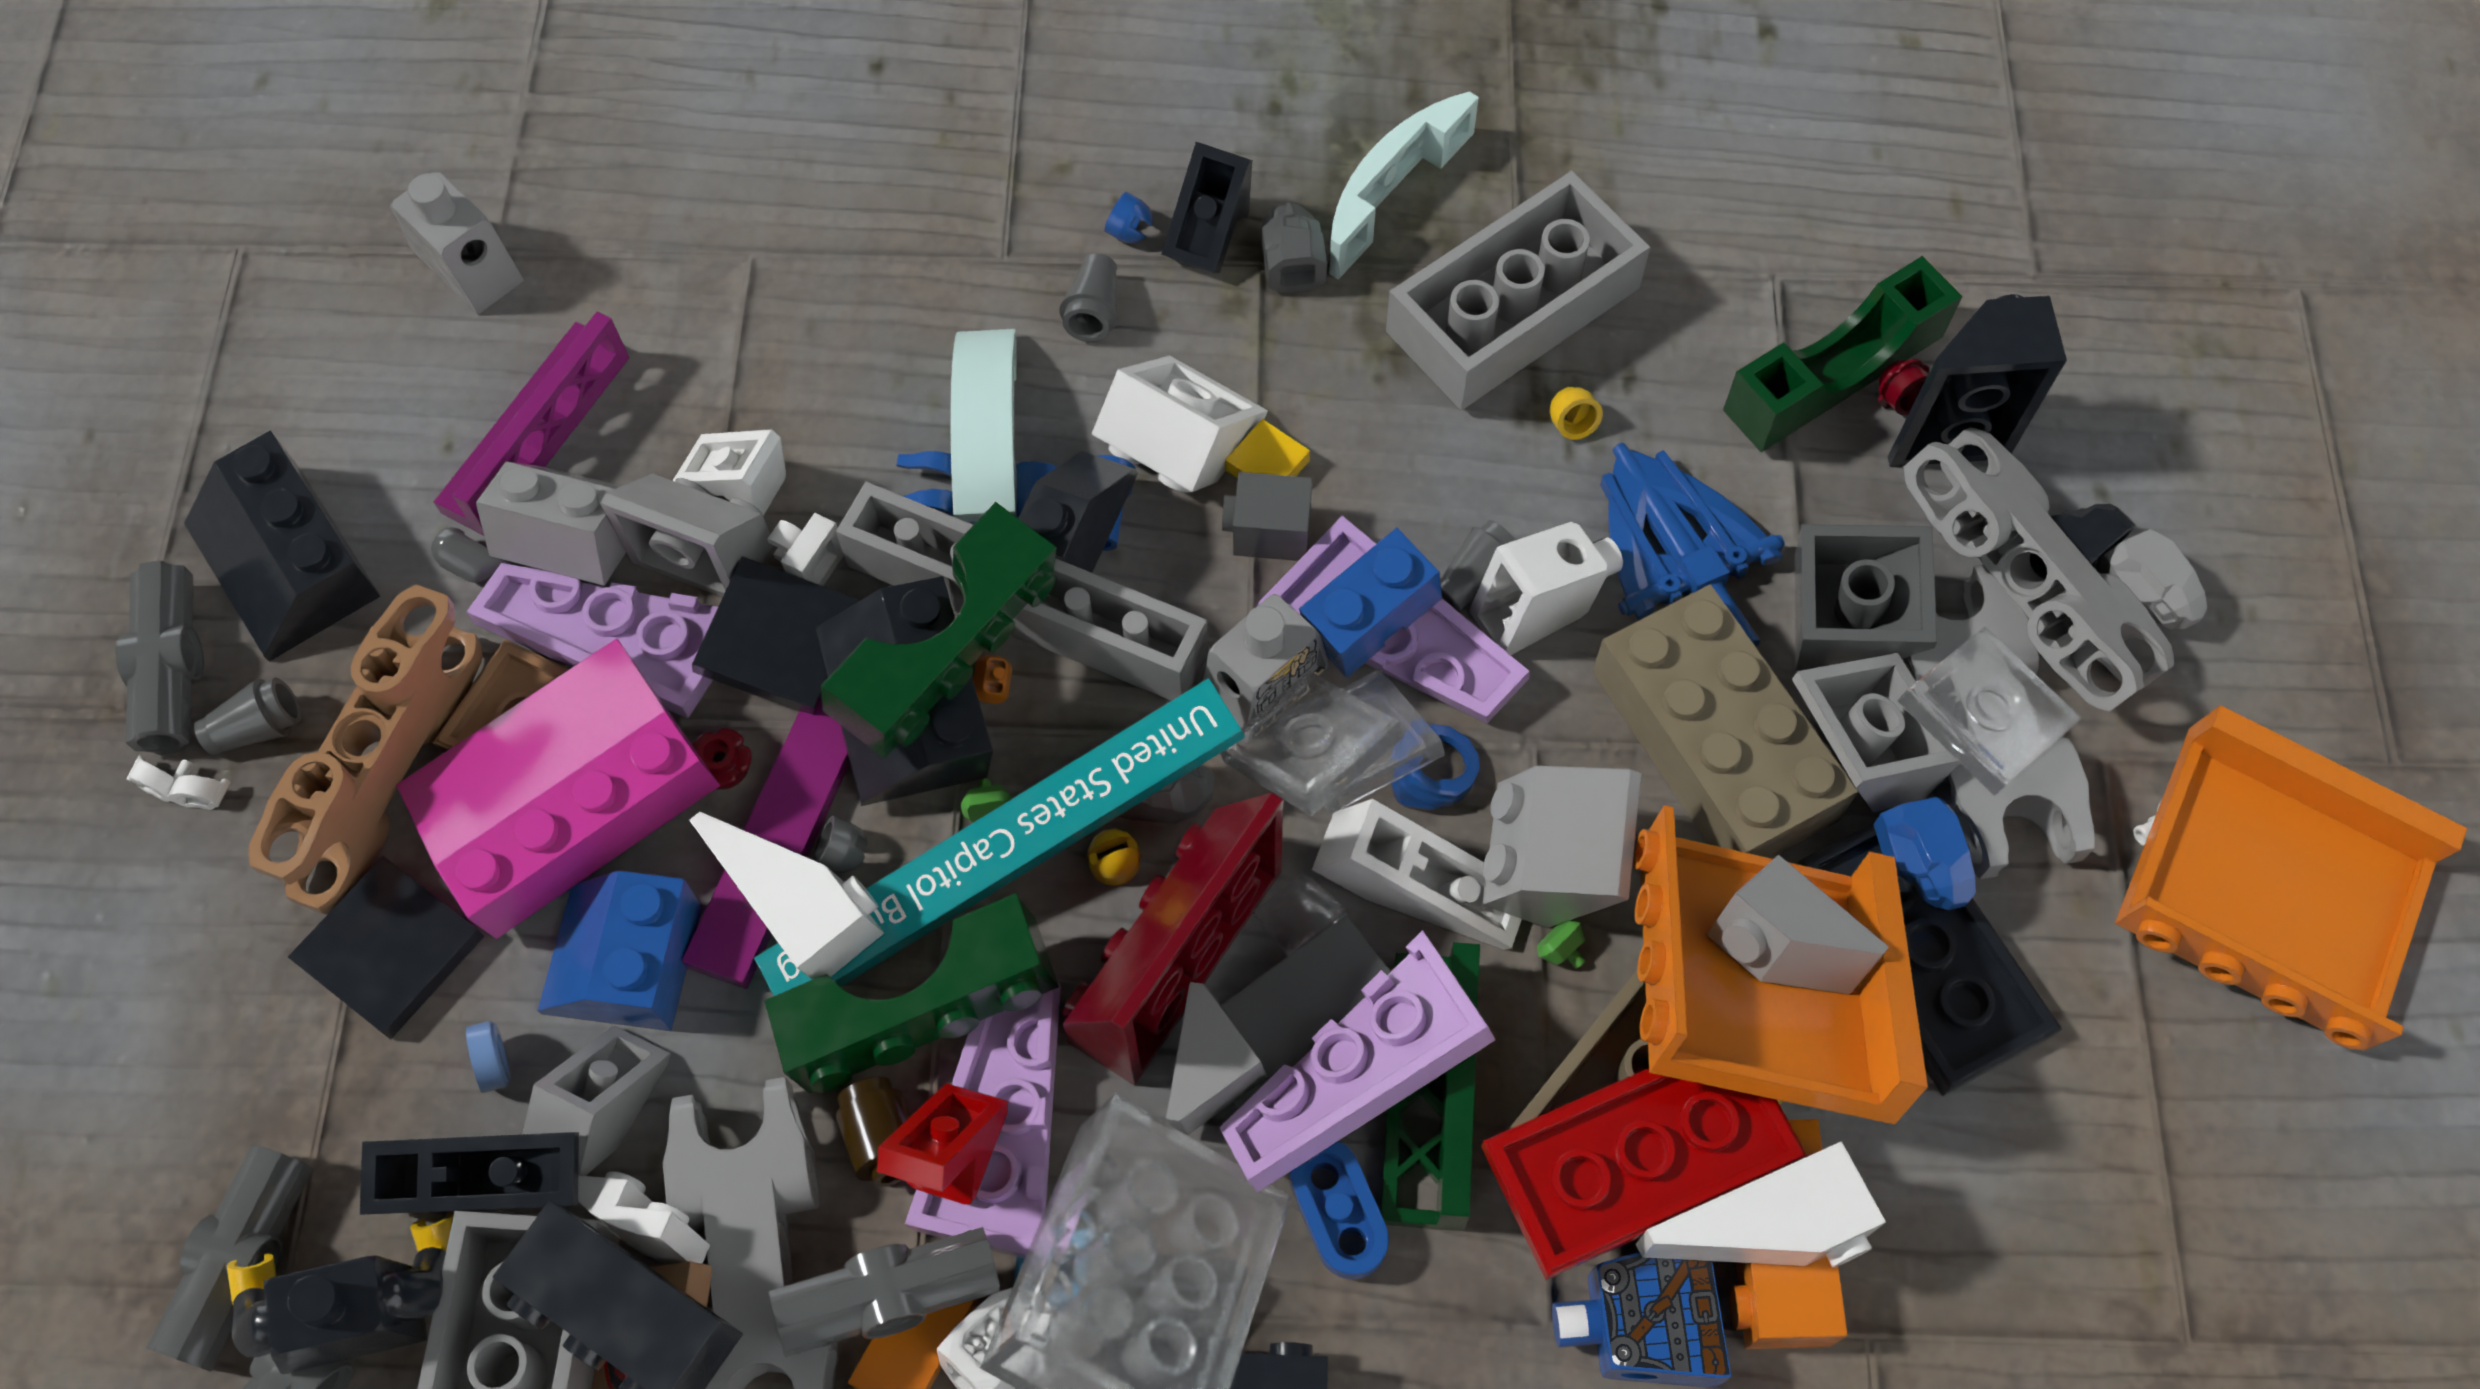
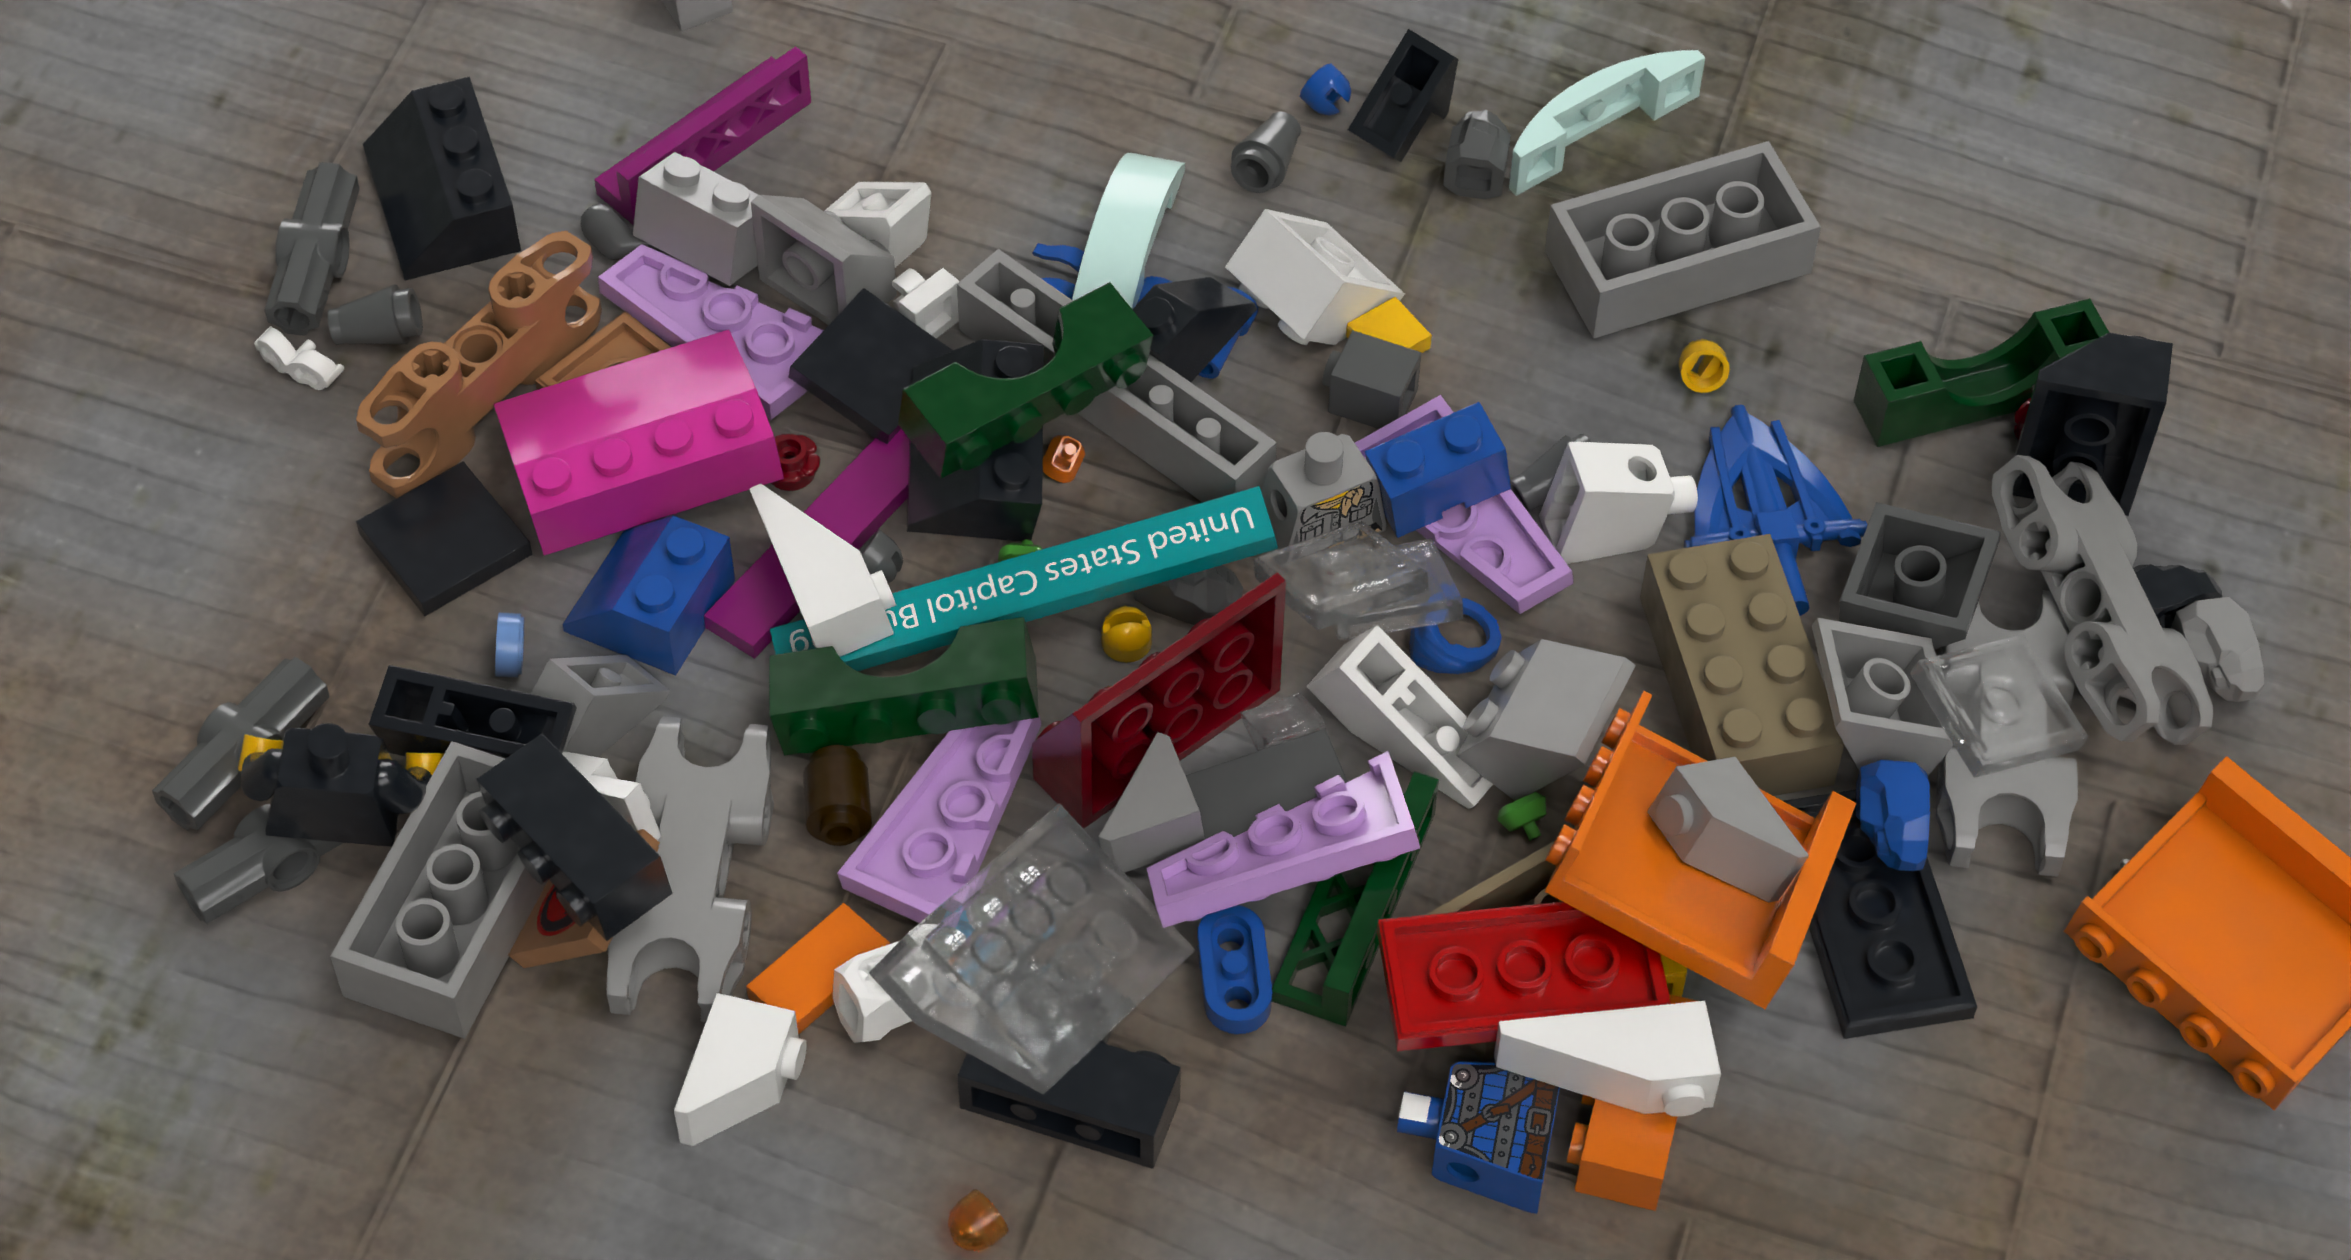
camera: 15 degrees right, 10 degrees down
(884, 1291) = (804, 906): dark grey piece -> none
(946, 1143) = (894, 811): red slope -> none

